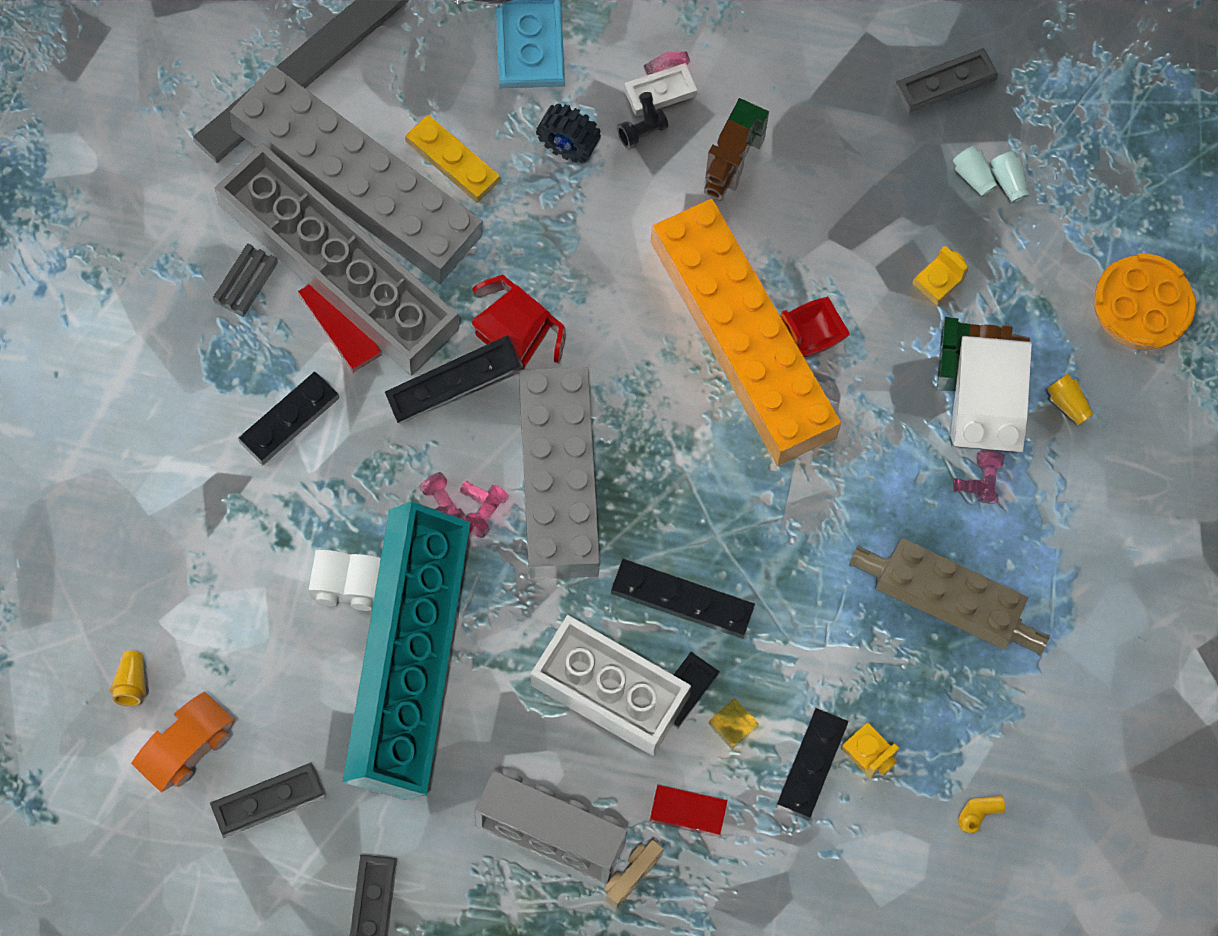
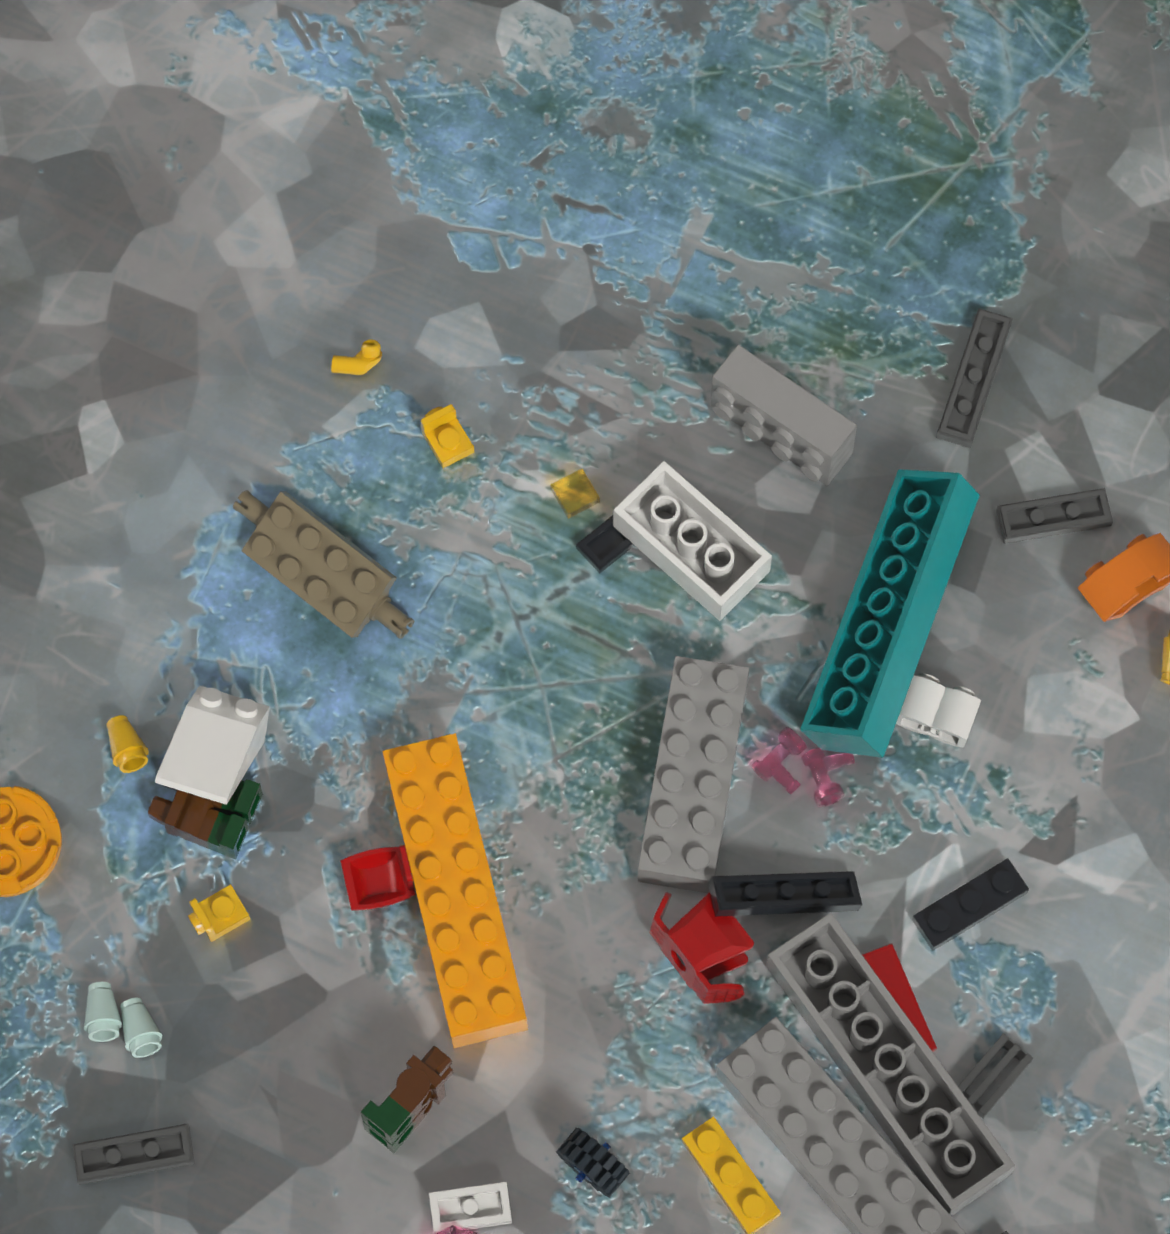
camera: 160 degrees left, 0 degrees up
(641, 861) = (698, 376): tan plate -> none
(653, 120) = (490, 1170): black piece -> none
(682, 598) = (594, 625): black plate -> none
(688, 811) = (641, 420): red tile -> none
(812, 764) = (507, 439): black plate -> none
(985, 488) = (248, 671): clear pink piece -> none

